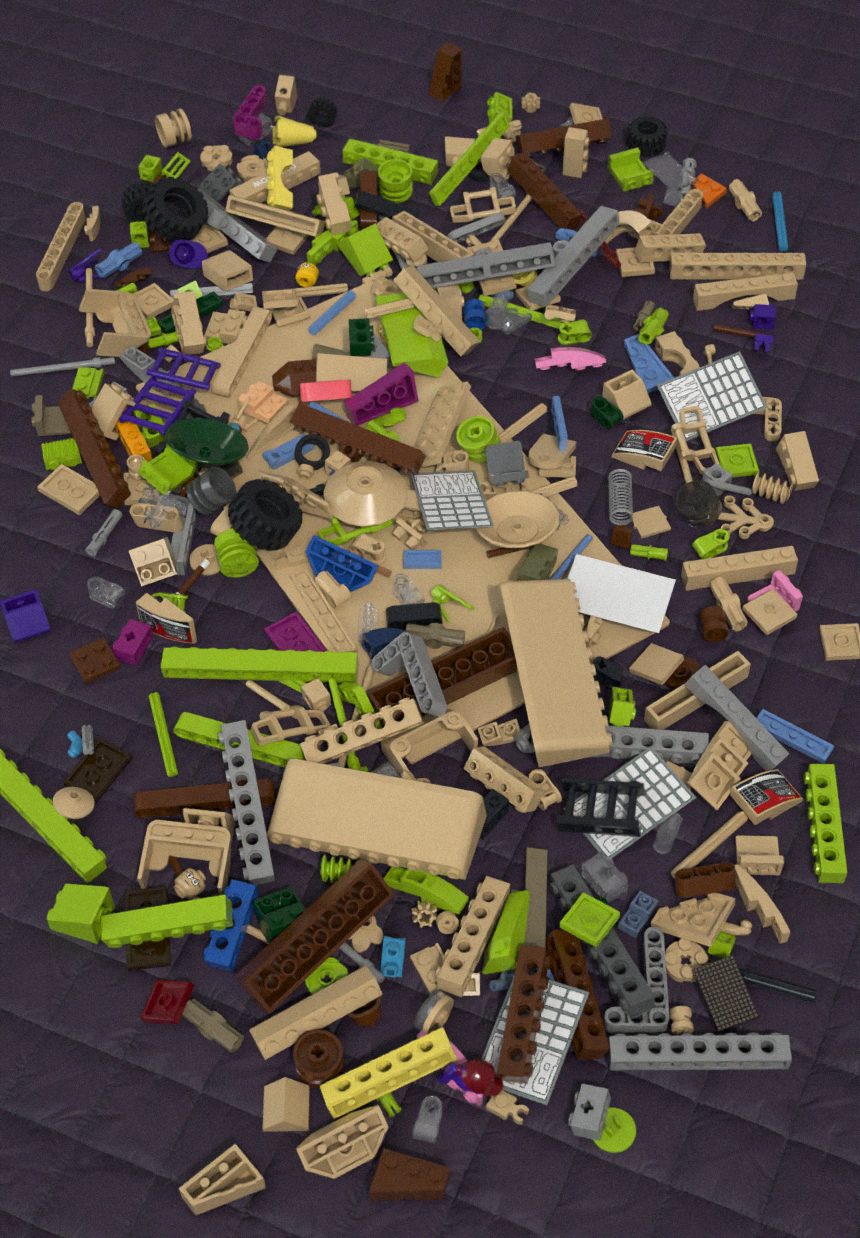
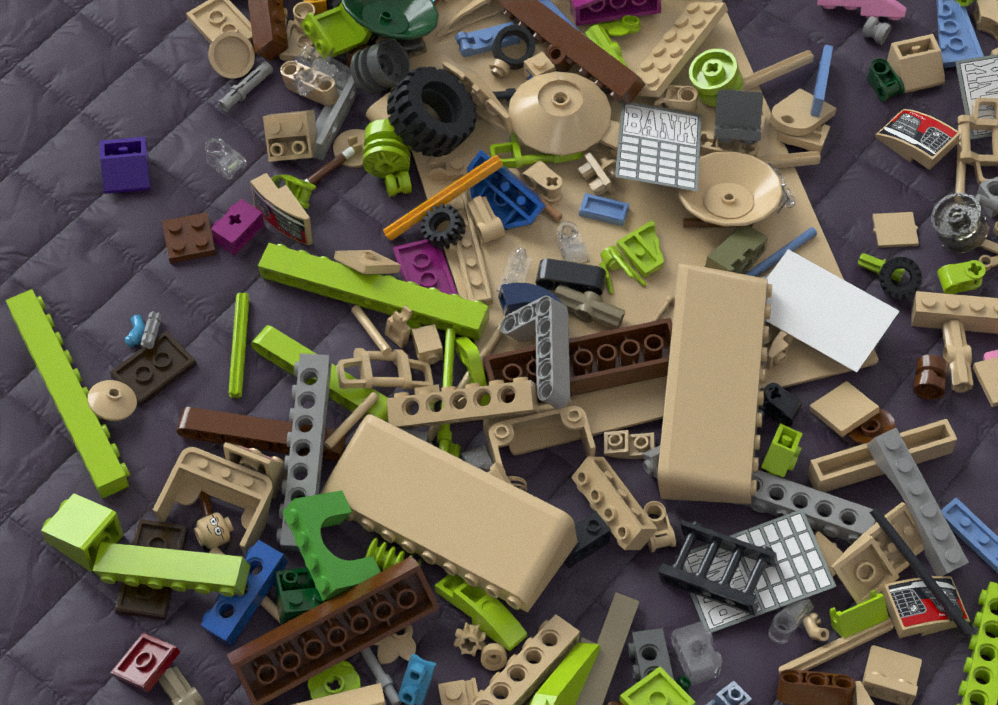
camera: 15 degrees right, 5 degrees up
(85, 510) = (231, 55): none -> tan piece
(248, 643) = (367, 262): none -> tan plate
(252, 578) = (403, 183): none -> lime wheel
(267, 853) = (329, 572): none -> bright green arch
(275, 769) = (351, 420): none -> tan bar
(288, 689) = (397, 327): none -> tan plate
(293, 579) = (443, 197): none -> light orange axle
(296, 593) = (448, 236): none -> black tyre
(463, 582) = (643, 249): none -> lime wing
(587, 377) = (876, 30): none -> light grey wheel
(611, 484) = (877, 174): light grey piece -> none
(622, 536) = (854, 239): reddish brown tile -> none
(678, 555) = (900, 263): none -> black tyre
(684, 833) = (815, 632): none -> tan arm
(720, 816) = (860, 616): none -> lime hinge
(789, 793) = (952, 612): none -> black bar

